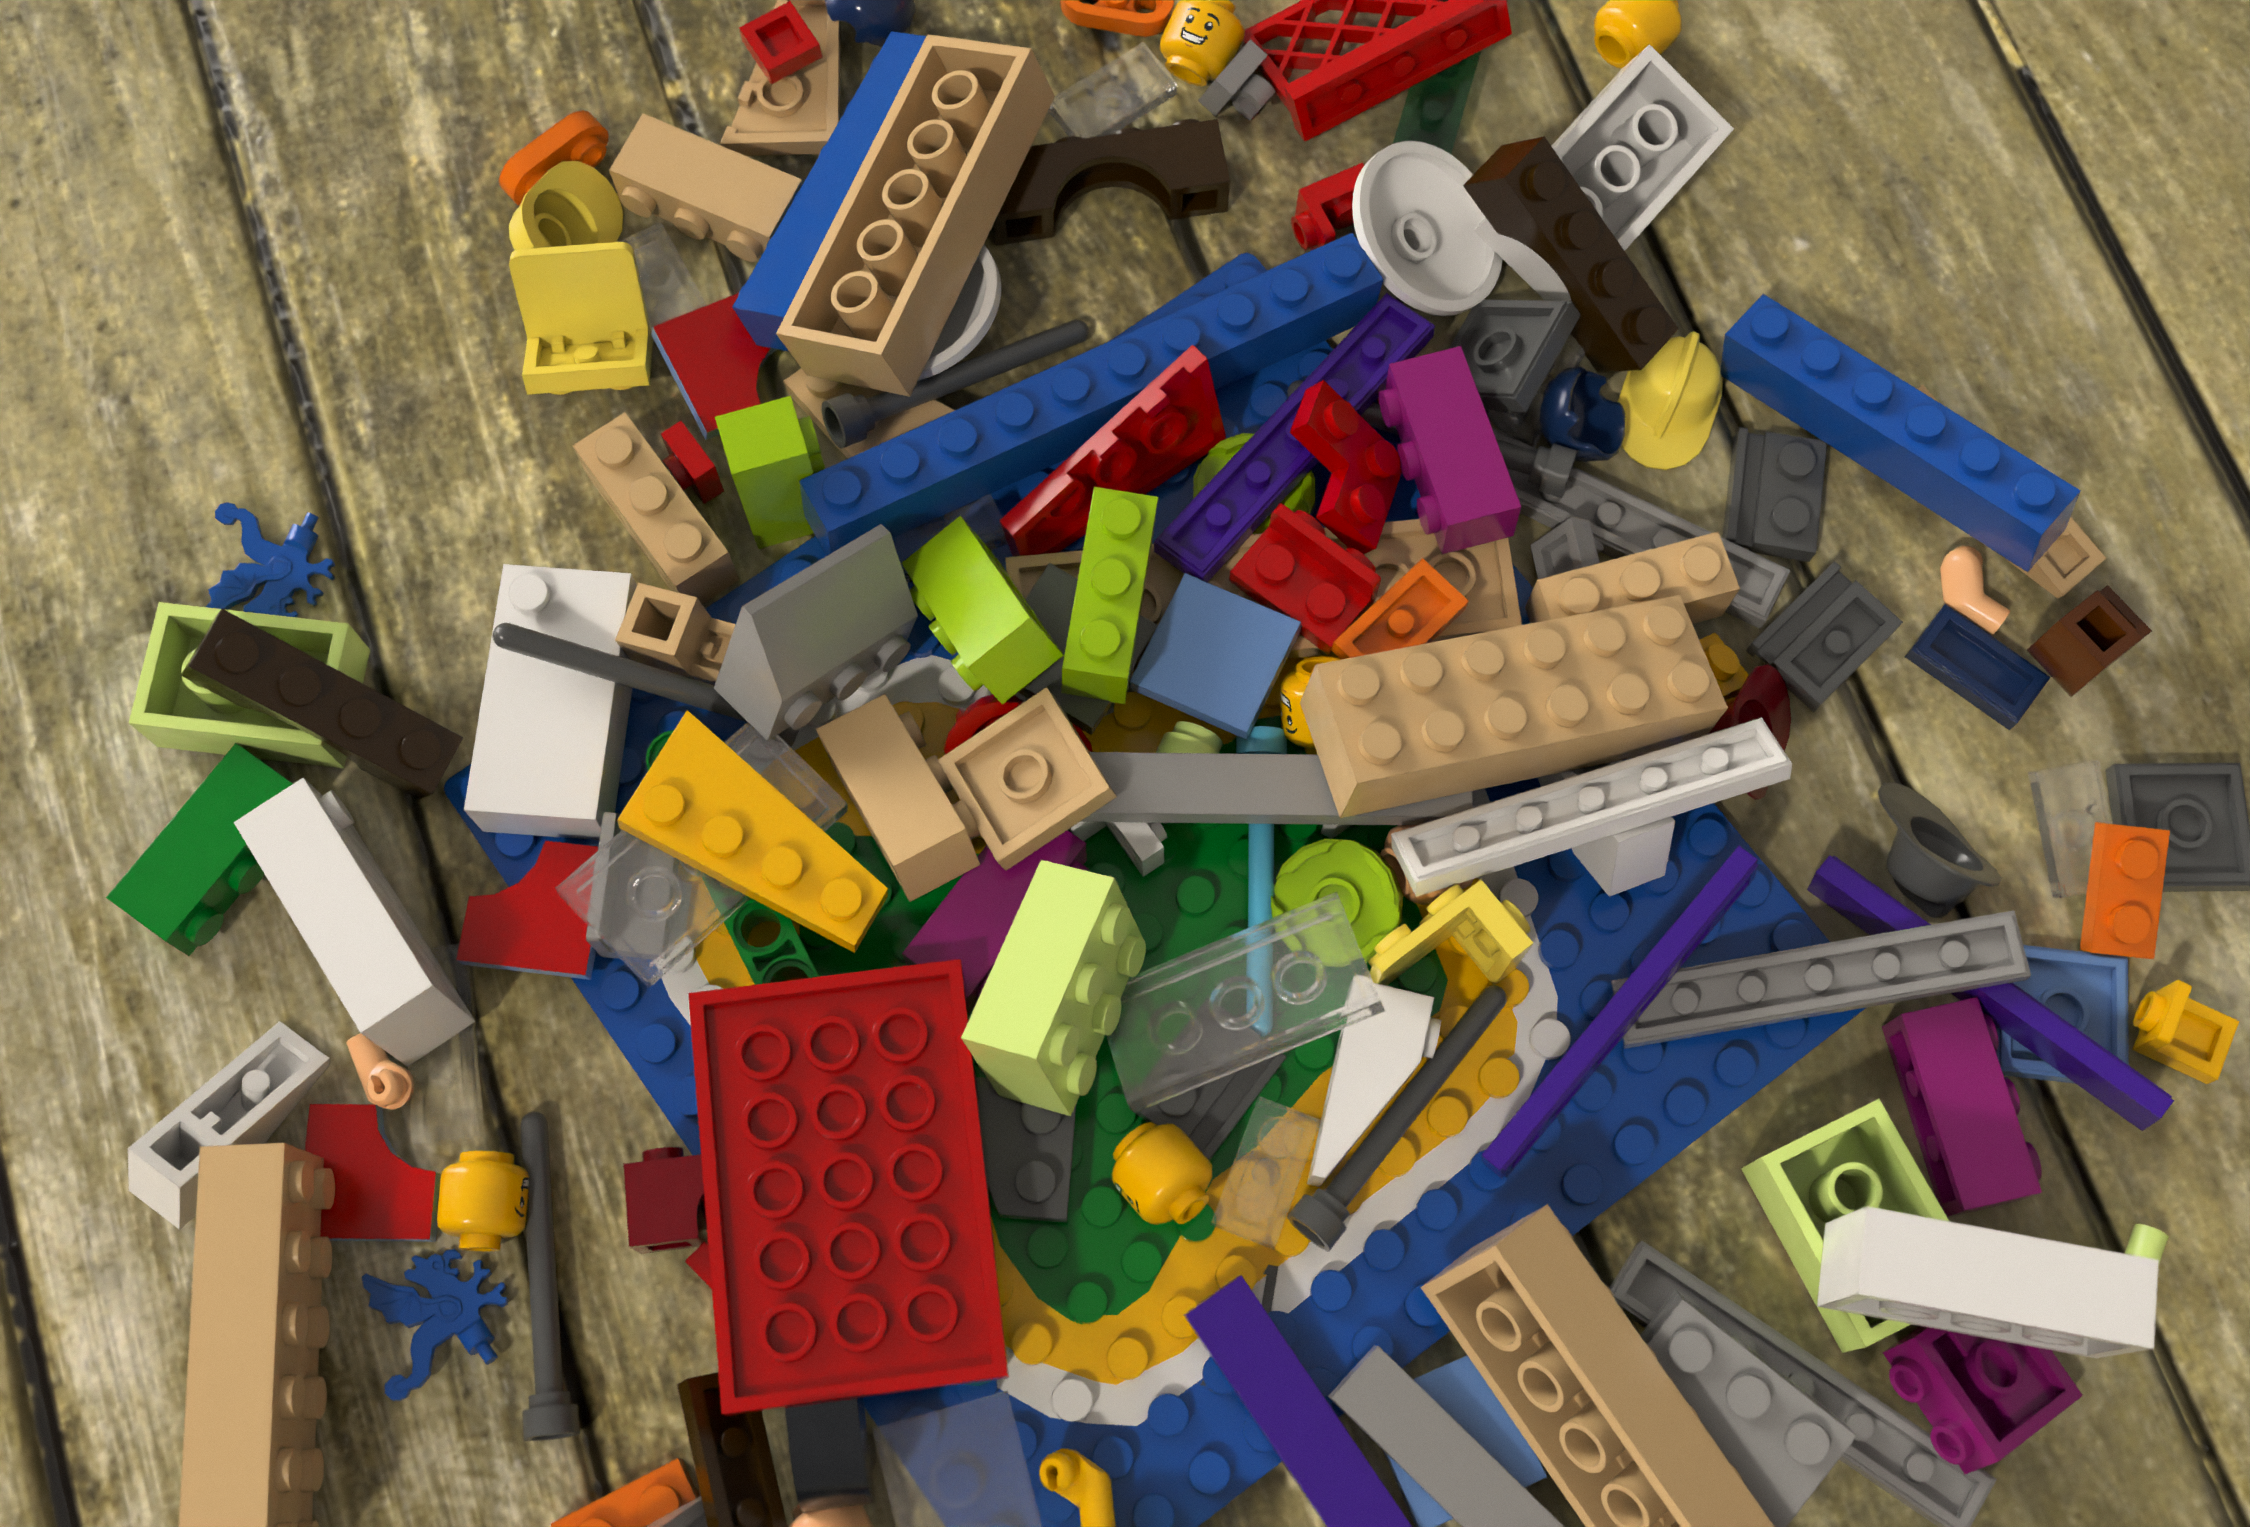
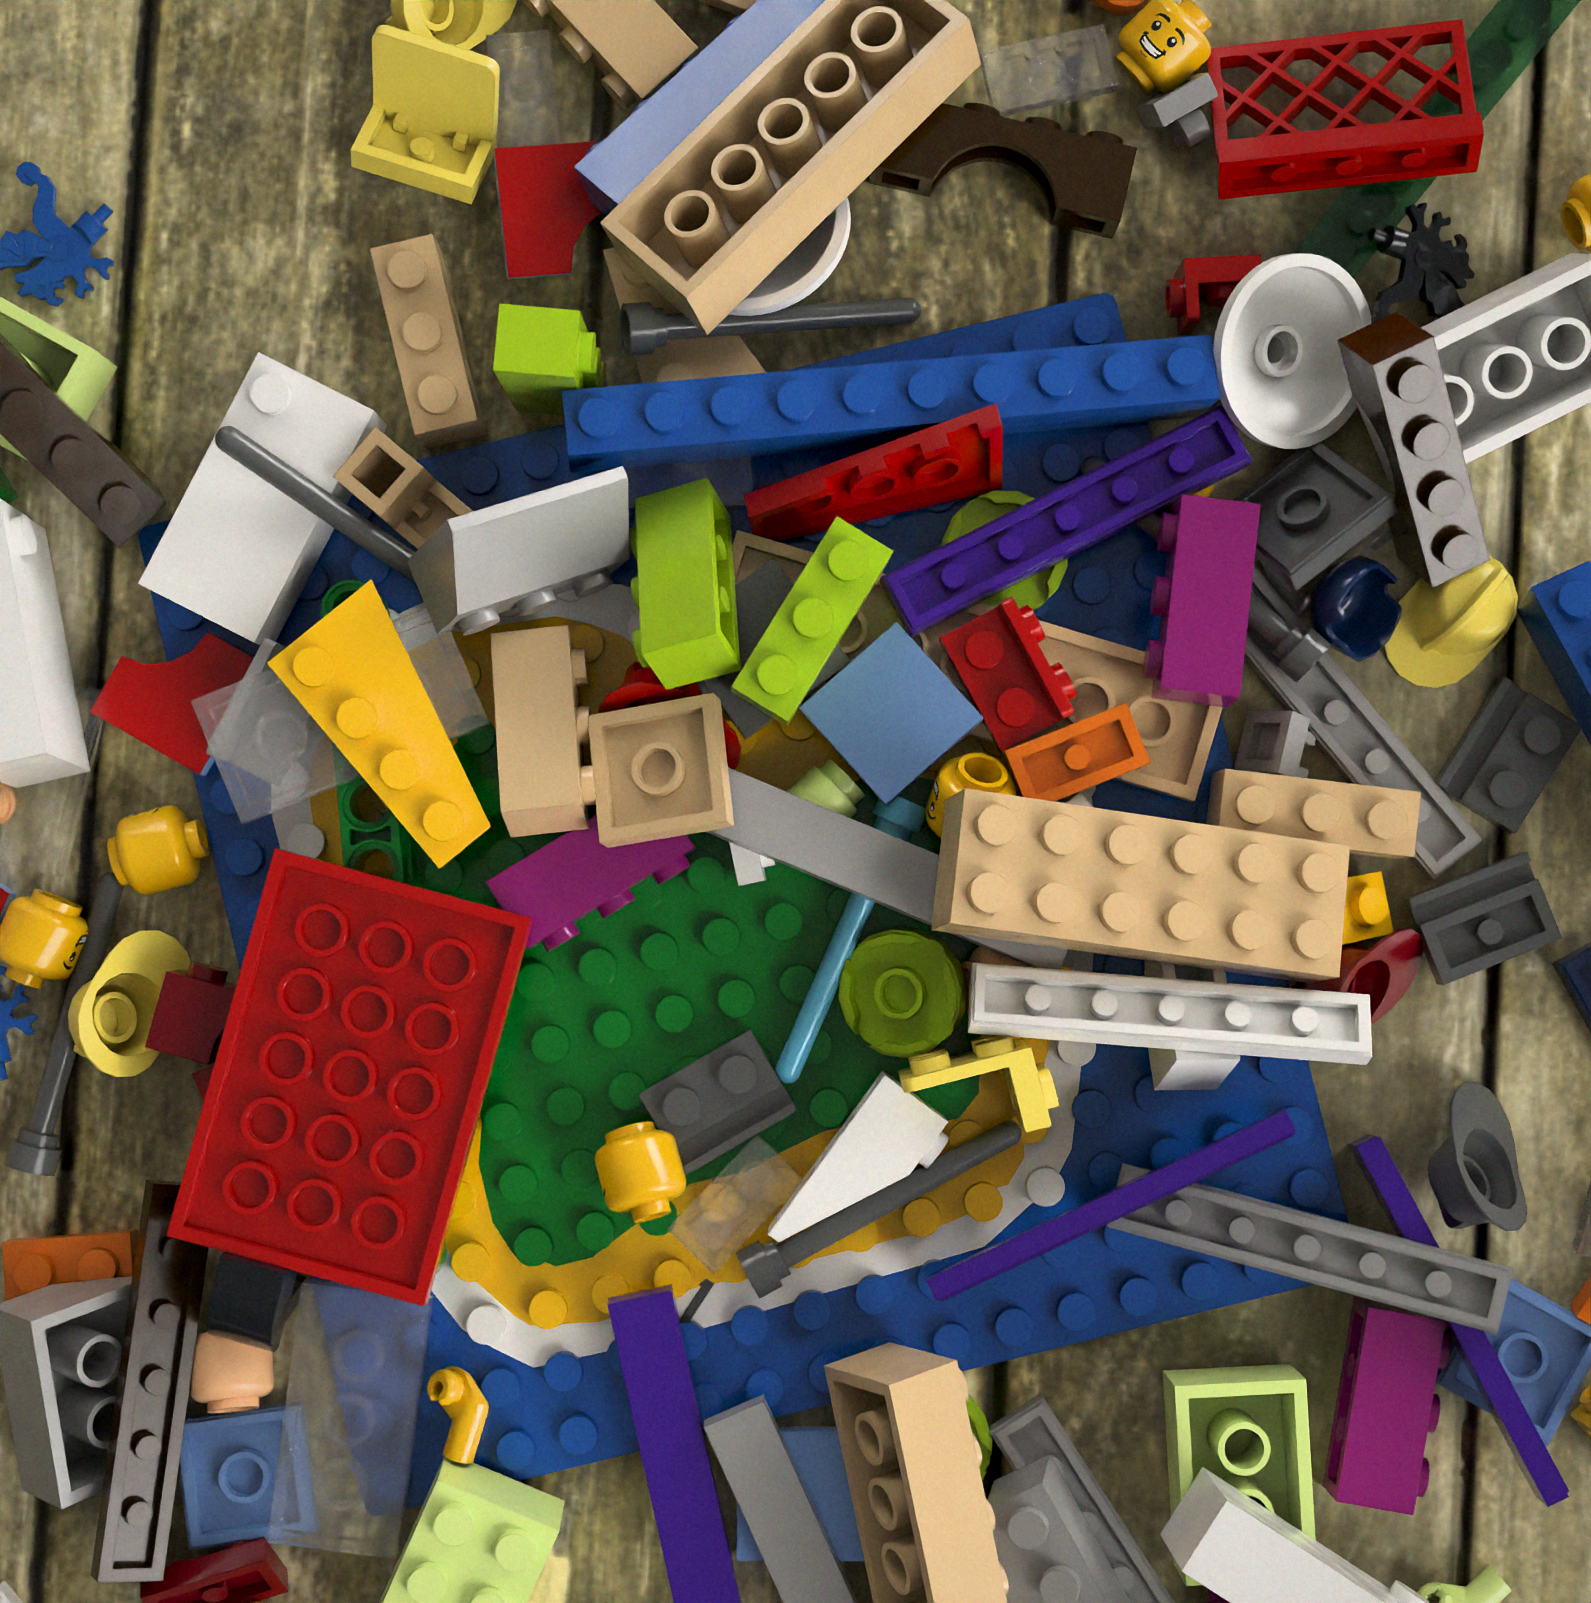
camera: 25 degrees right, 15 degrees up
(569, 1068) = (157, 850): none -> yellow head
(586, 1232) = (116, 1008): none -> light yellow piece
(690, 463) = (478, 301): red plate -> none
(1026, 1156) = (533, 1091): dark grey wing -> none
(1055, 988) = (608, 976): yellowish green brick -> none
(1241, 1002) = (770, 1050): clear tile -> none
(1361, 465) = (1111, 584): red plate -> none
(1500, 121) = (1422, 261): none -> black piece

